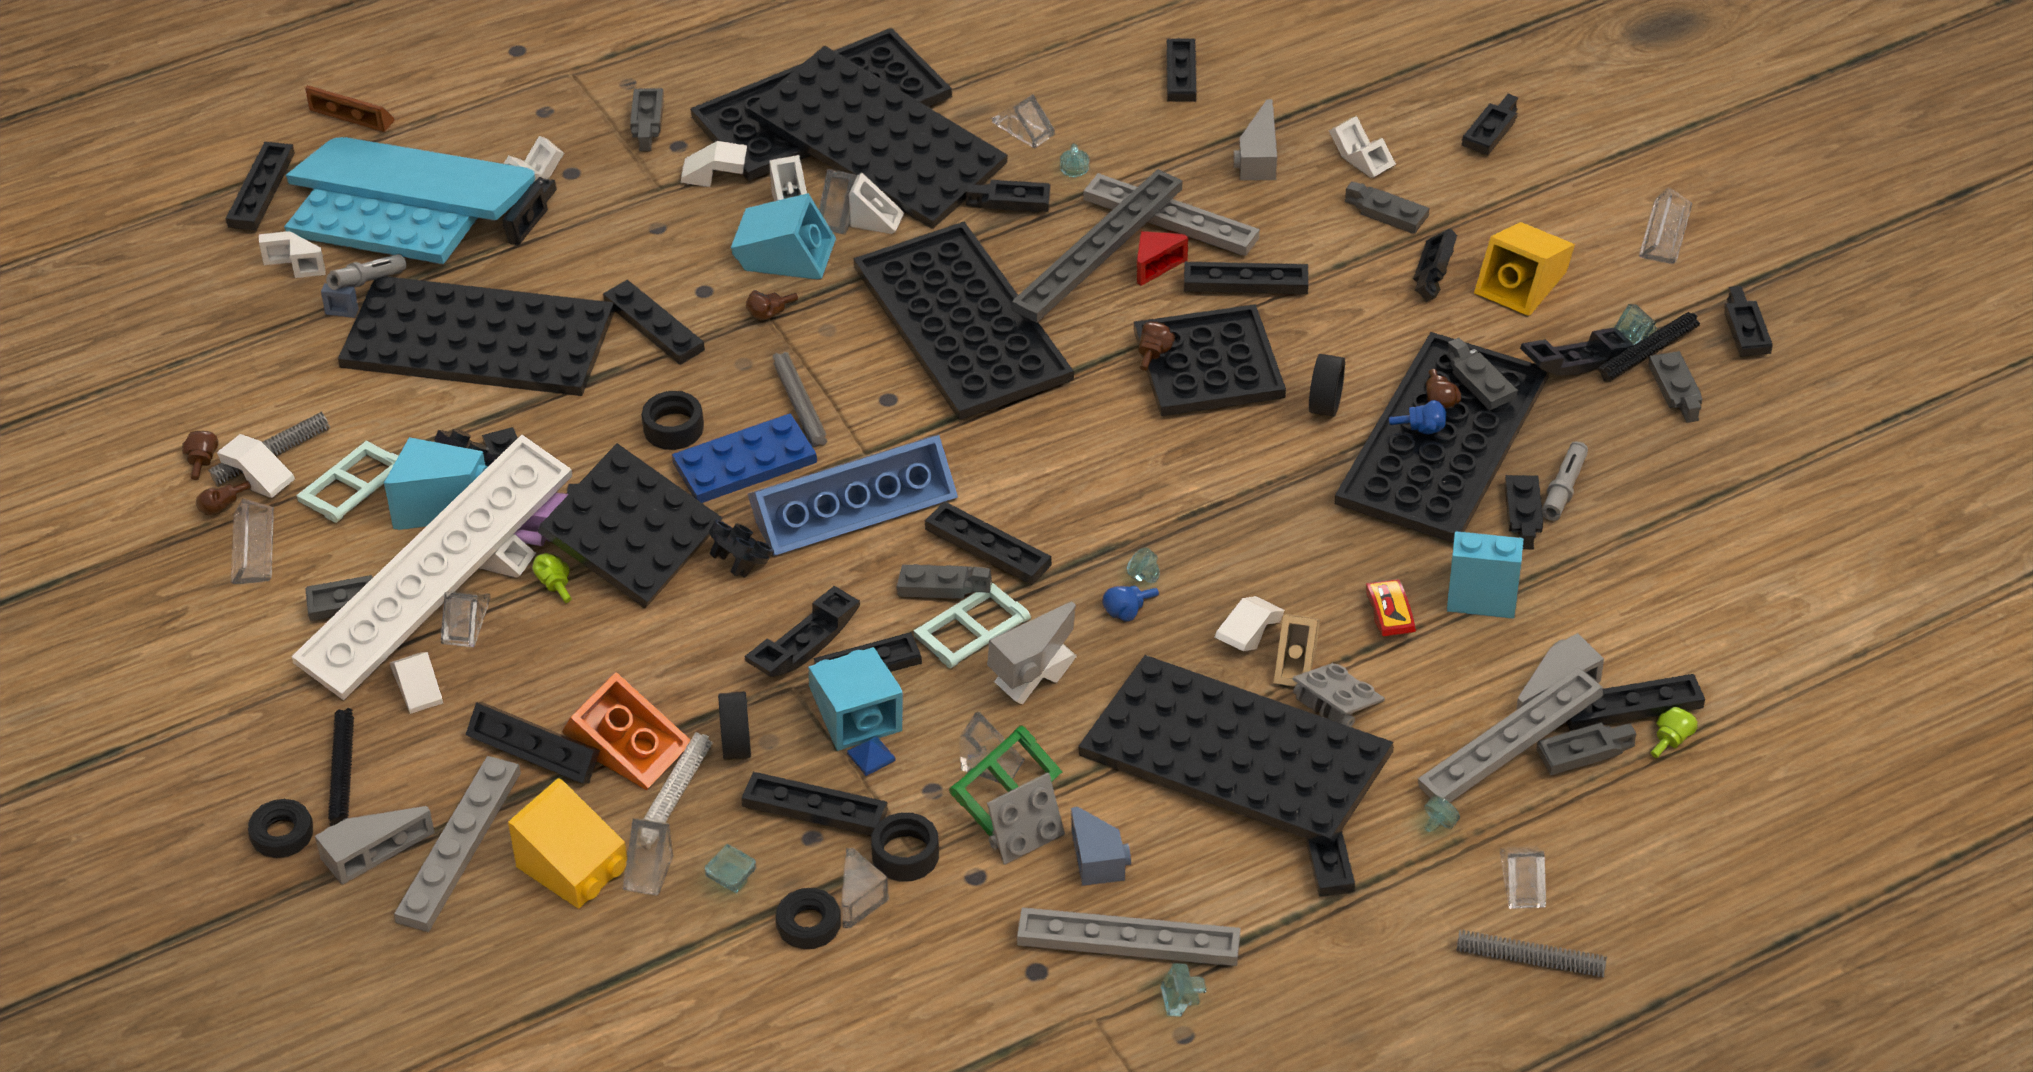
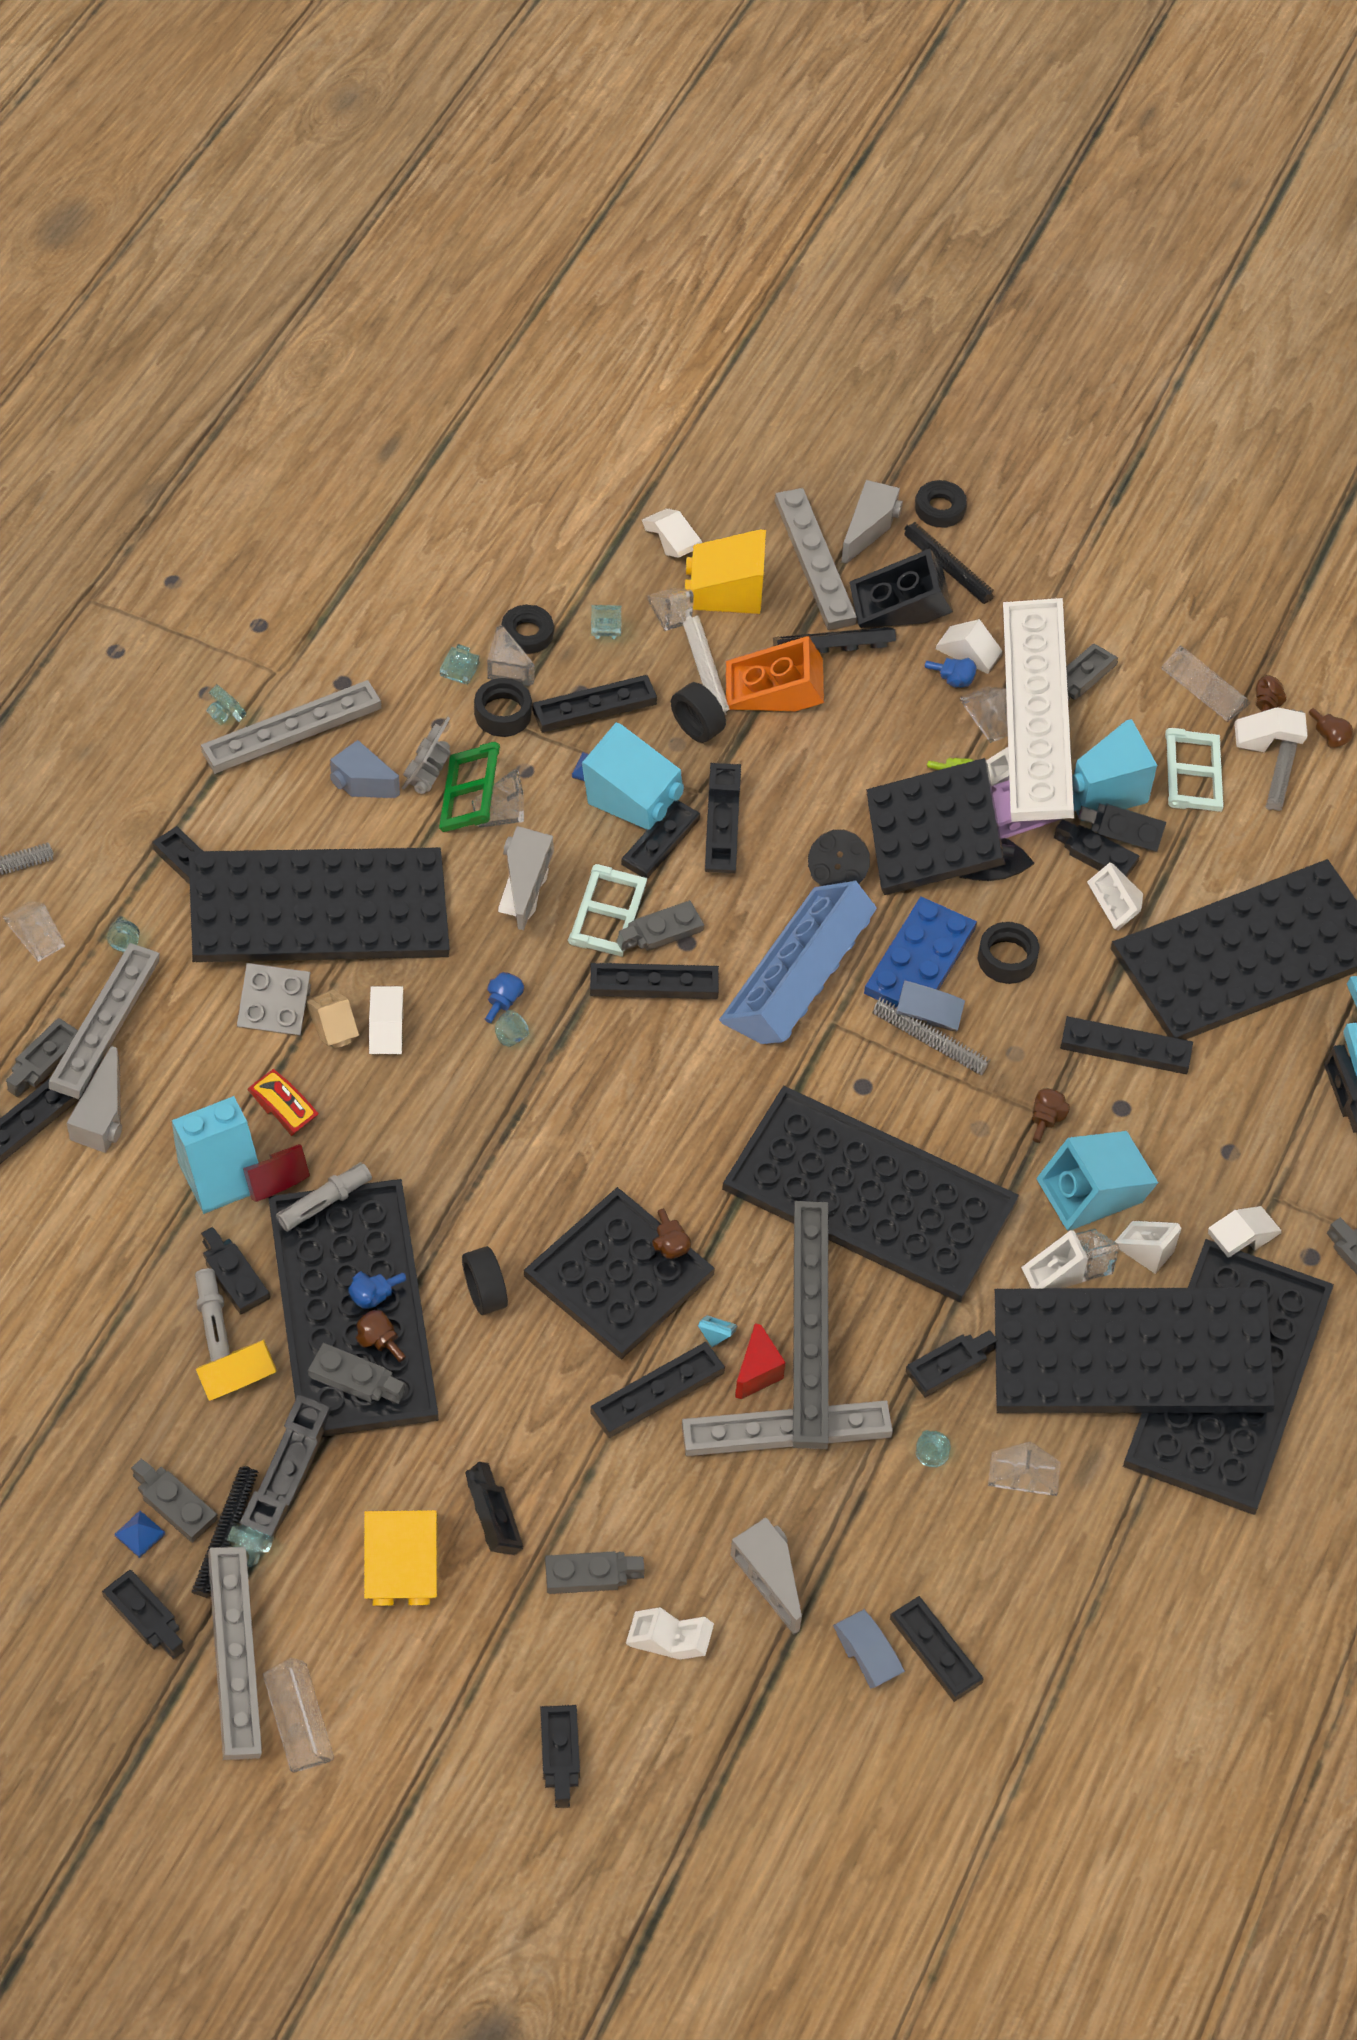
camera: 140 degrees right, 10 degrees up
(424, 750) = (902, 593): none -> black slope
(455, 658) = (957, 672): none -> blue piece
(537, 415) = (1116, 895): none -> white slope
(570, 934) = (674, 532): none -> white slope
(789, 405) = (930, 1005): none -> sand blue slope
(907, 919) = (460, 664): none -> clear light blue tile
(1164, 292) = (716, 1330): none -> medium azure slope
(1230, 82) = (870, 1647): none -> sand blue slope
(1414, 499) = (335, 1189): none -> light grey pin
(1430, 547) = (277, 1173): none -> dark red slope
(1560, 430) = (236, 1370): none -> yellow slope
(1692, 266) = (234, 1653): none -> light grey plate
(1717, 379) = (139, 1534): none -> blue slope

